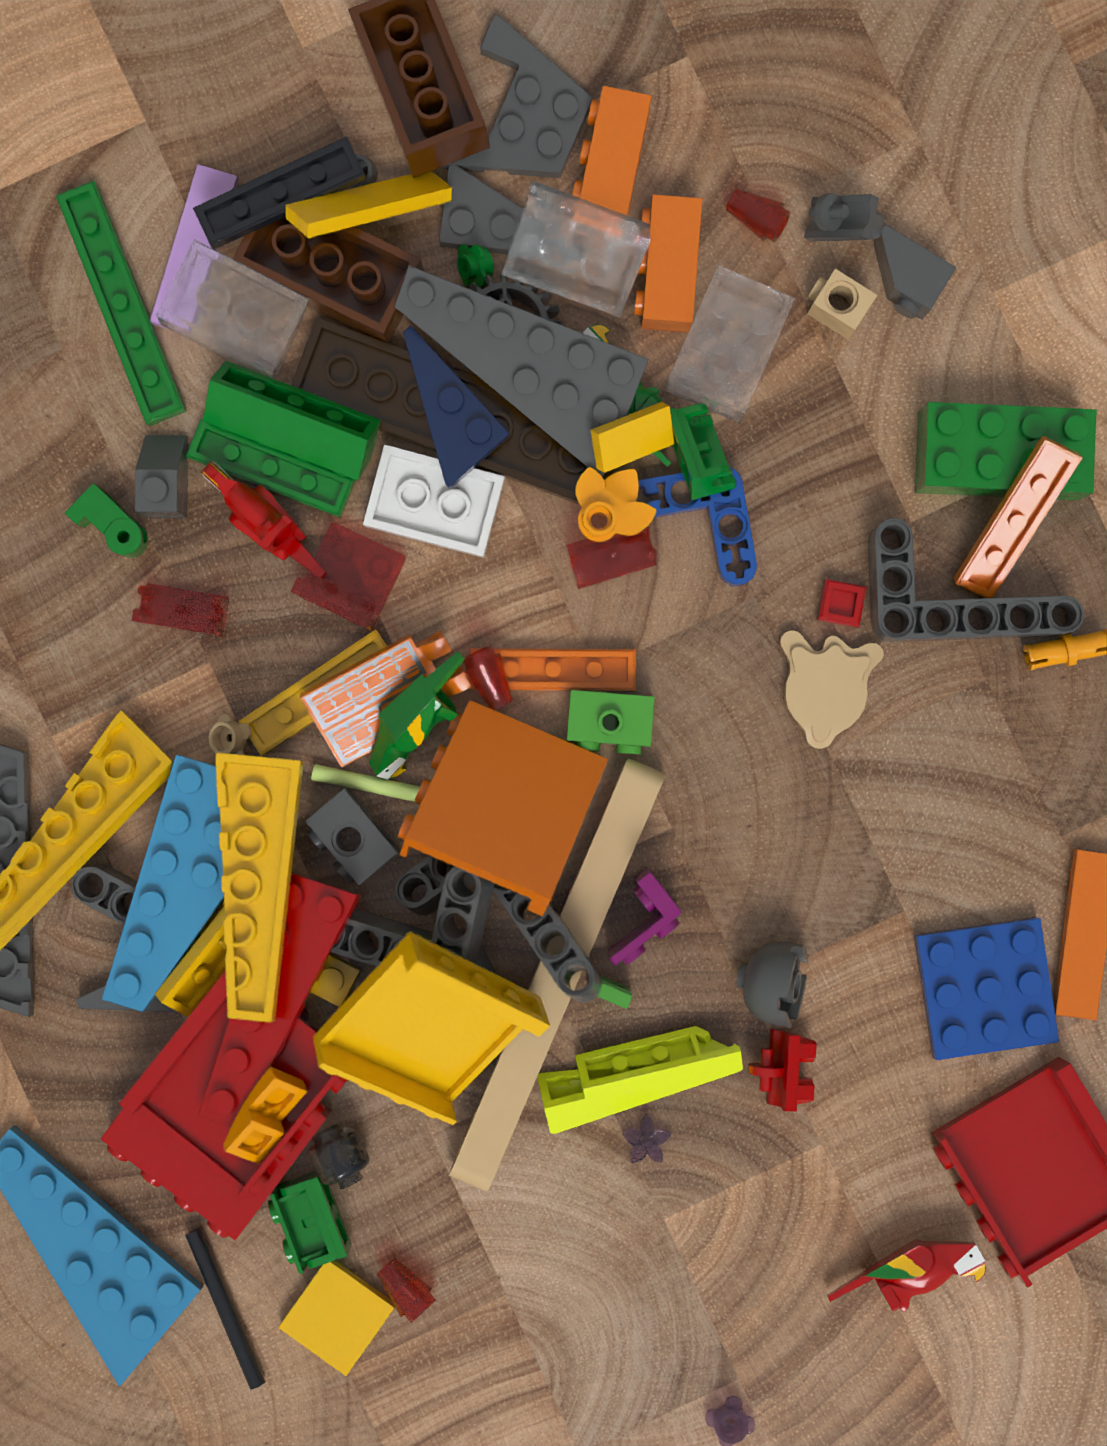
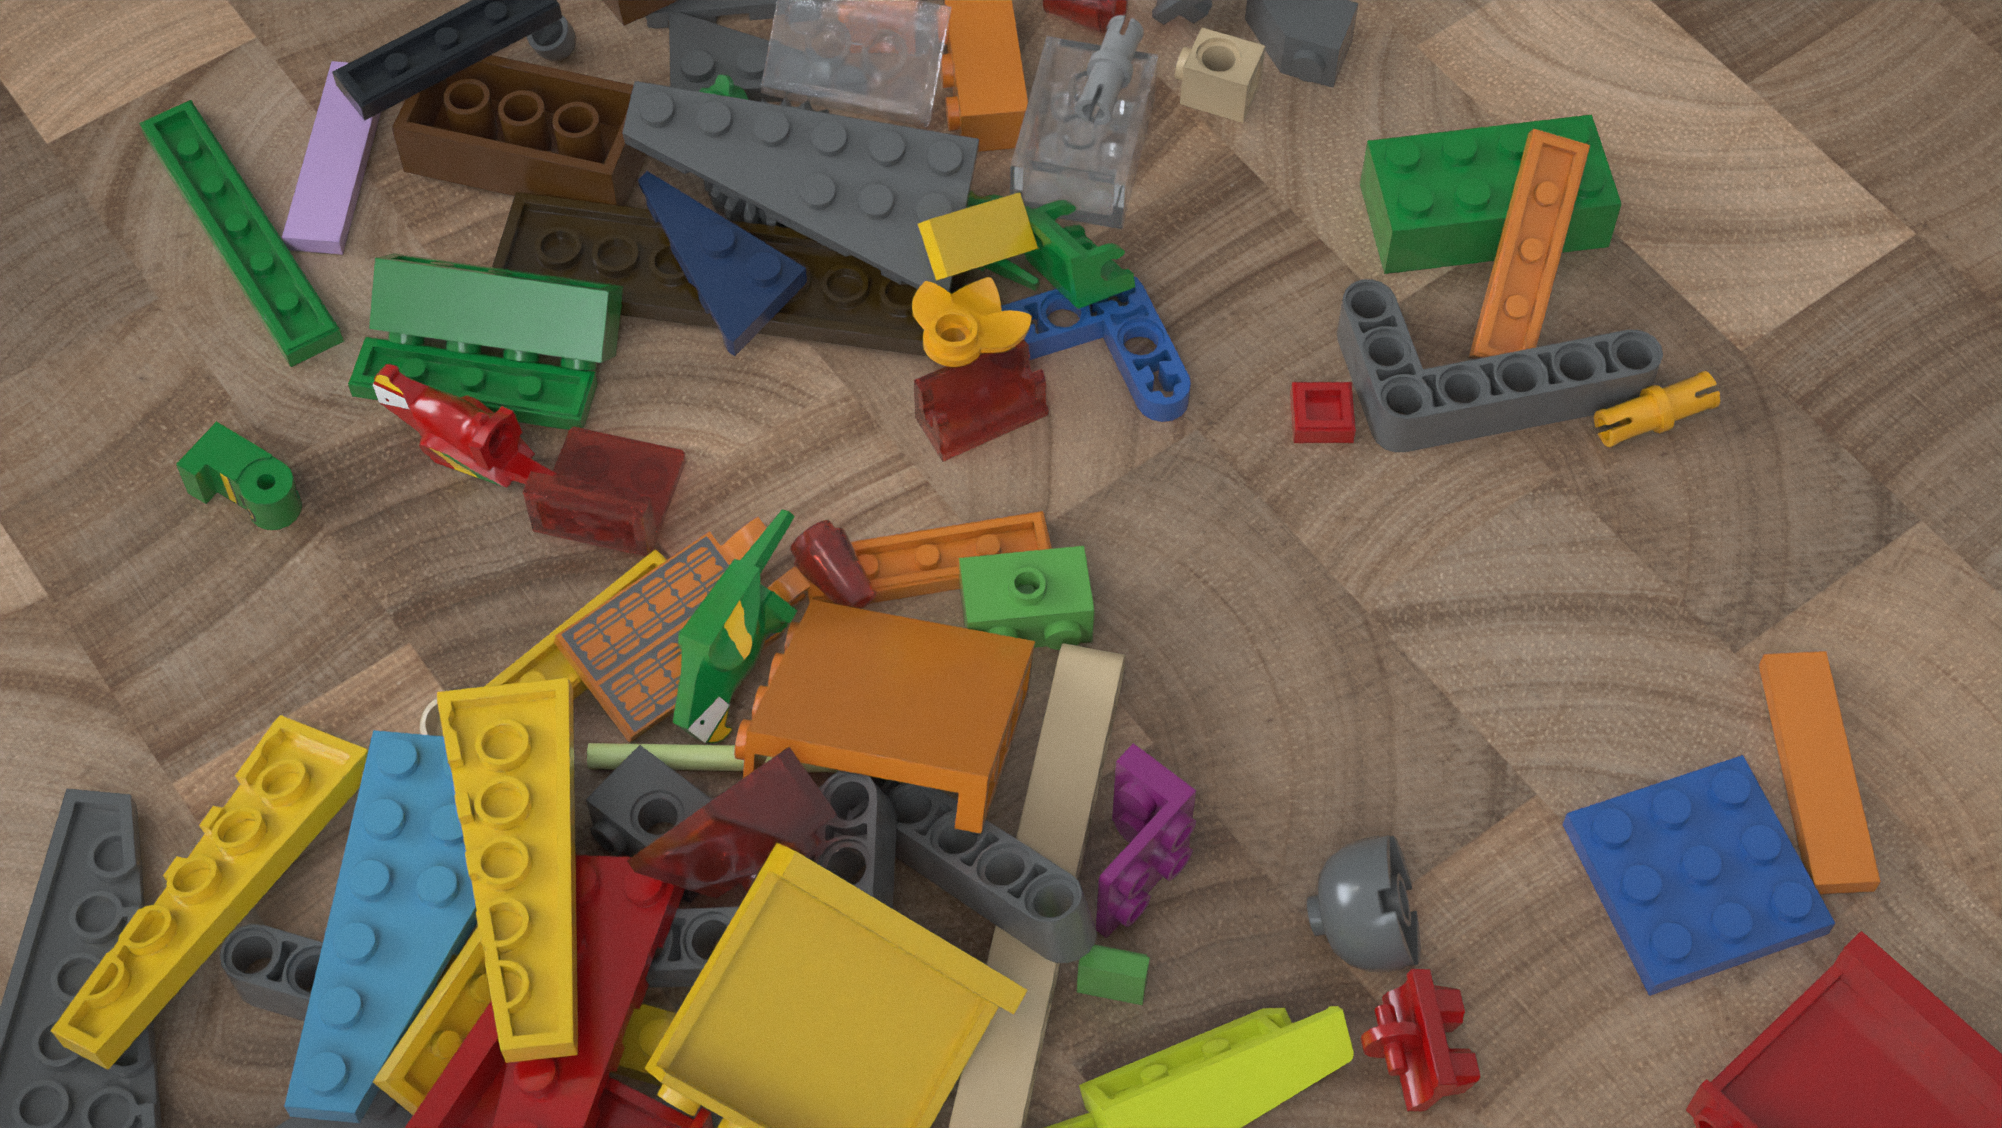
camera: 15 degrees left, 30 degrees down
(162, 477) = (317, 420): dark grey slope -> none
(181, 610) = (361, 577): clear red hinge -> none
(232, 310) = (396, 190): clear slope -> none
(367, 203) = (568, 43): yellow tile -> none
(391, 892) = (739, 829): none -> clear red slope
(416, 504) = (689, 384): white plate -> none
(755, 313) = (1109, 70): none -> light grey pin
(826, 686) = (1331, 516): tan tile -> none

